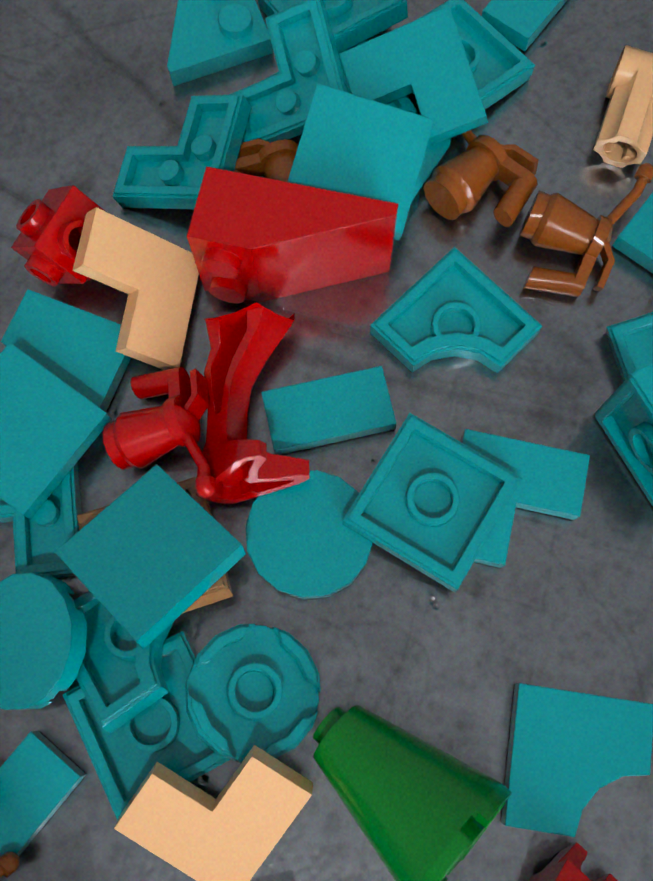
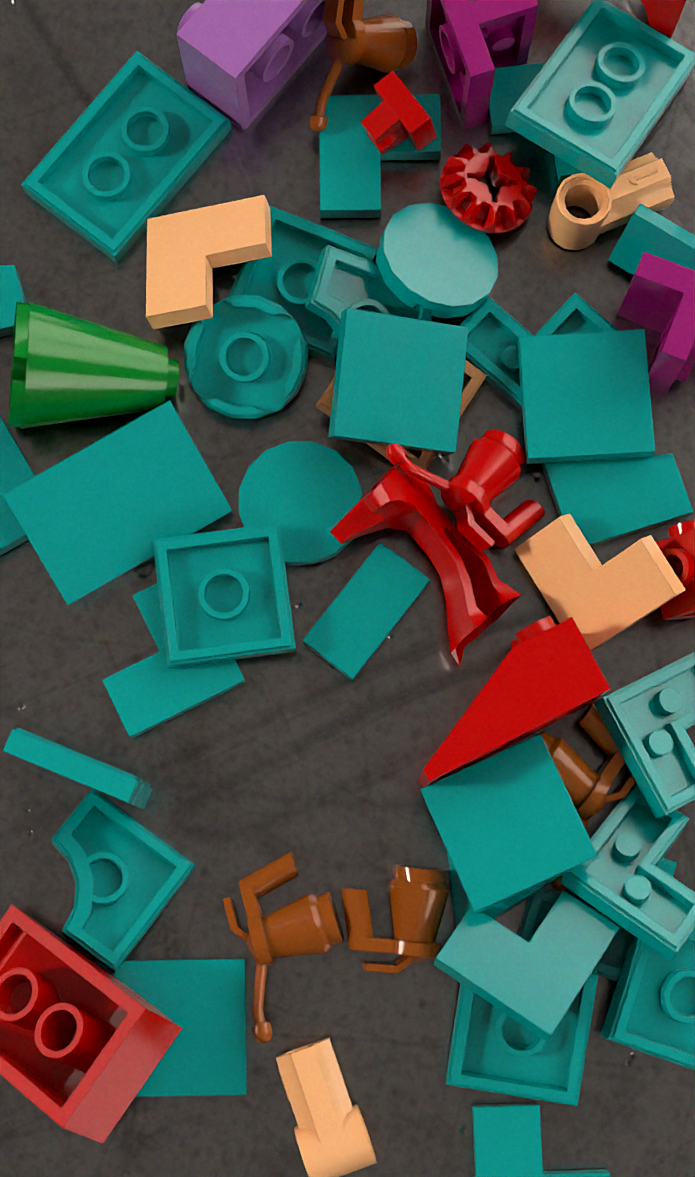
camera: 140 degrees right, 5 degrees up
(457, 315) = (331, 778): teal tile -> none
(461, 654) = (109, 501): none -> teal tile

